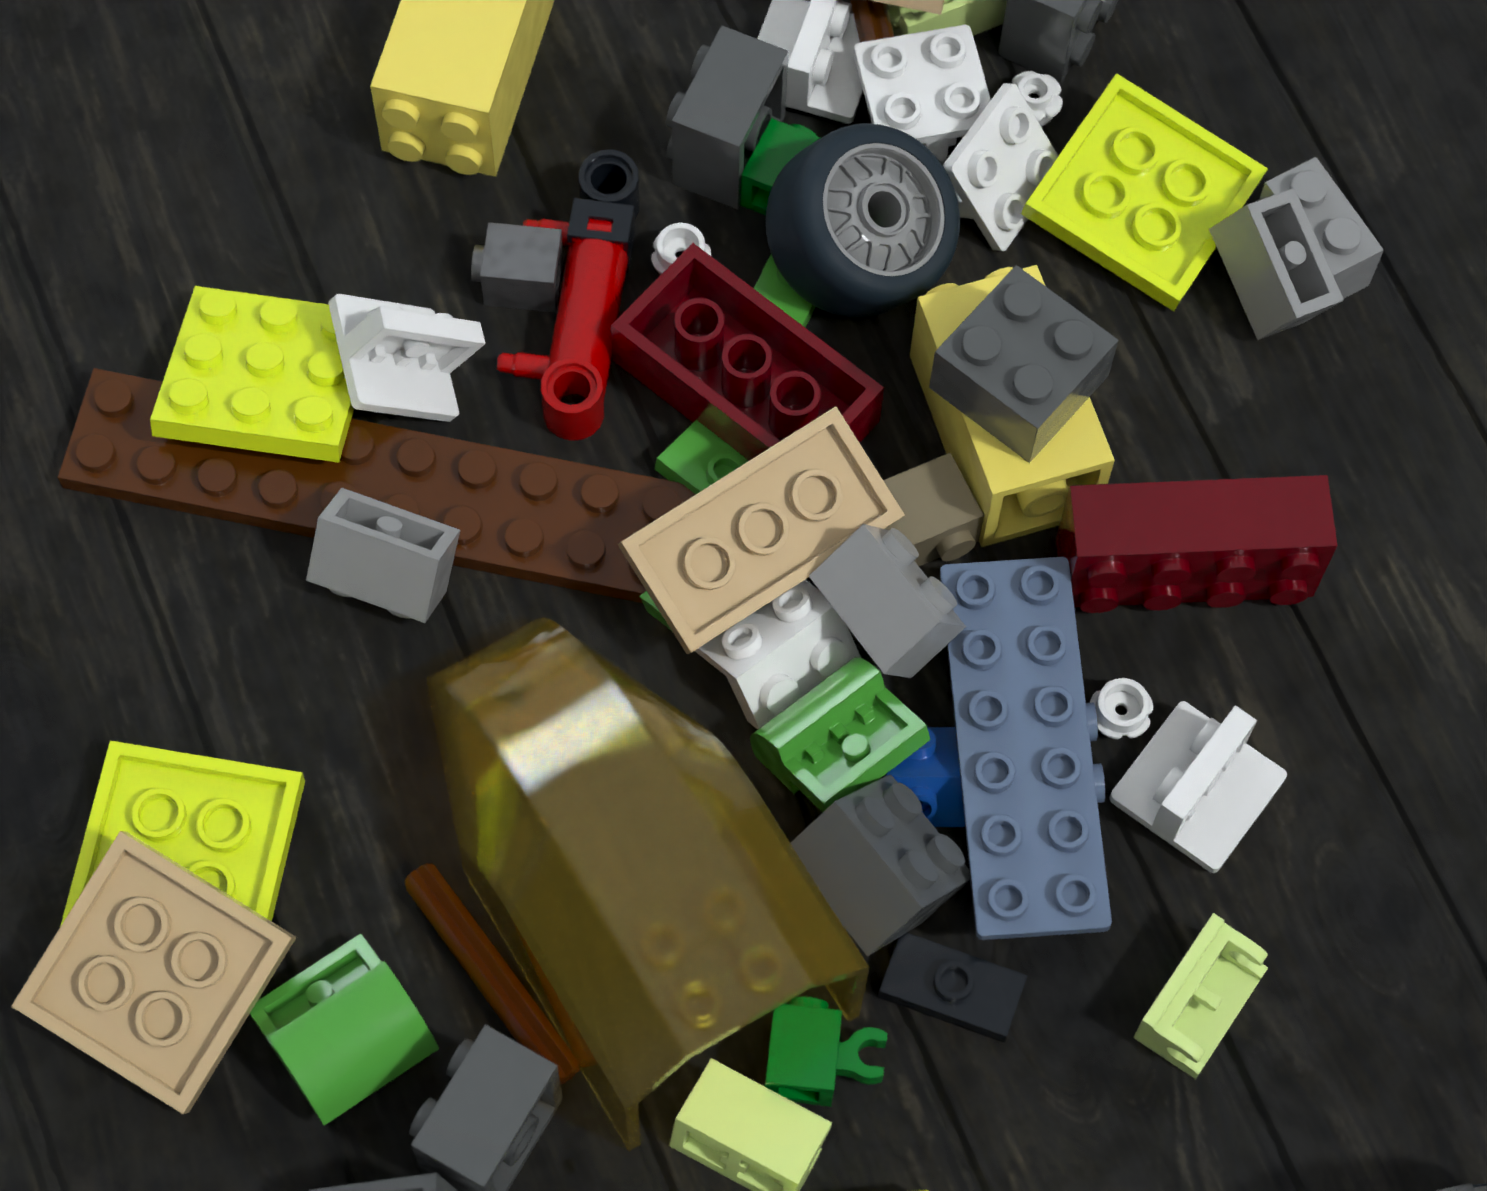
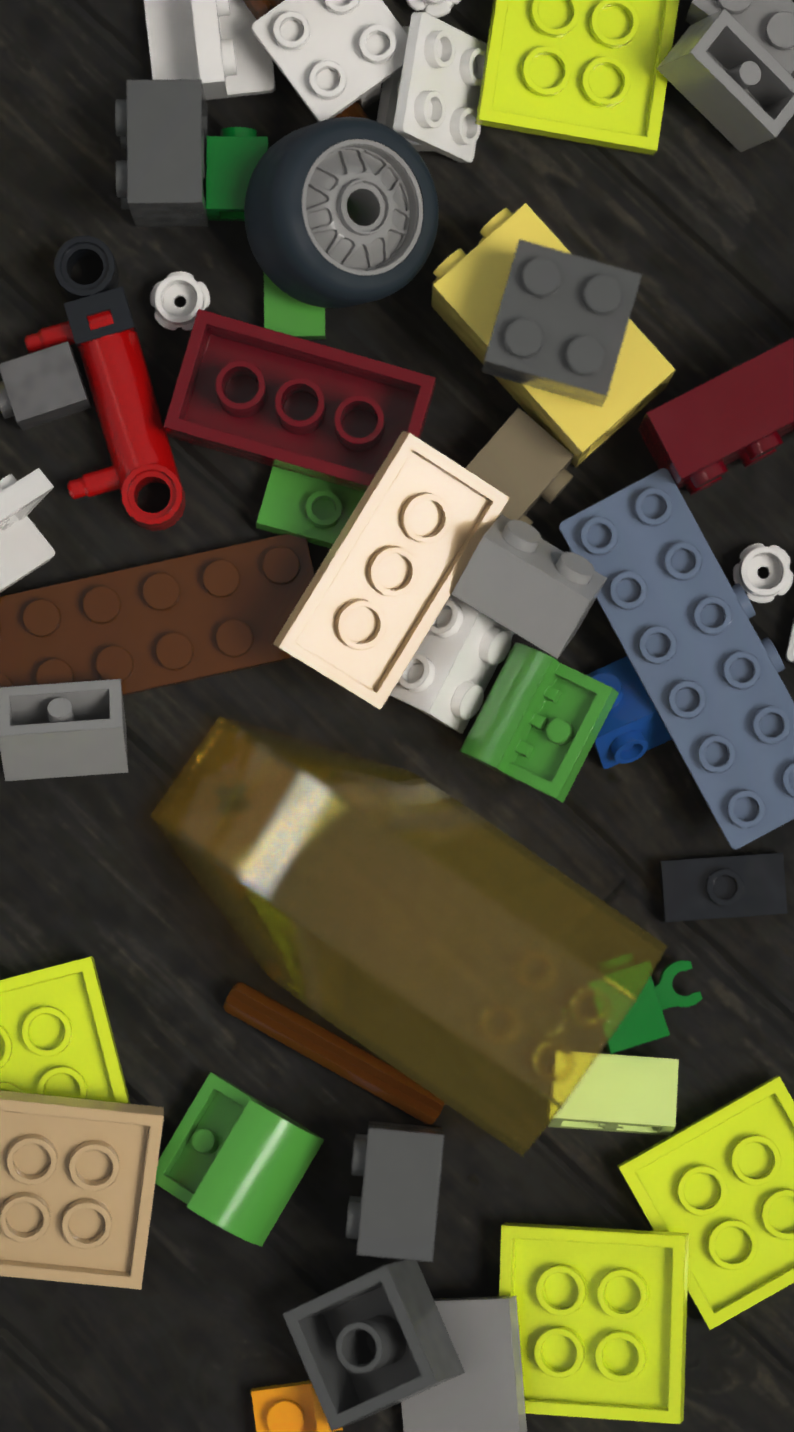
camera: 25 degrees left, 20 degrees up
(881, 862) = (625, 827): dark grey brick -> none

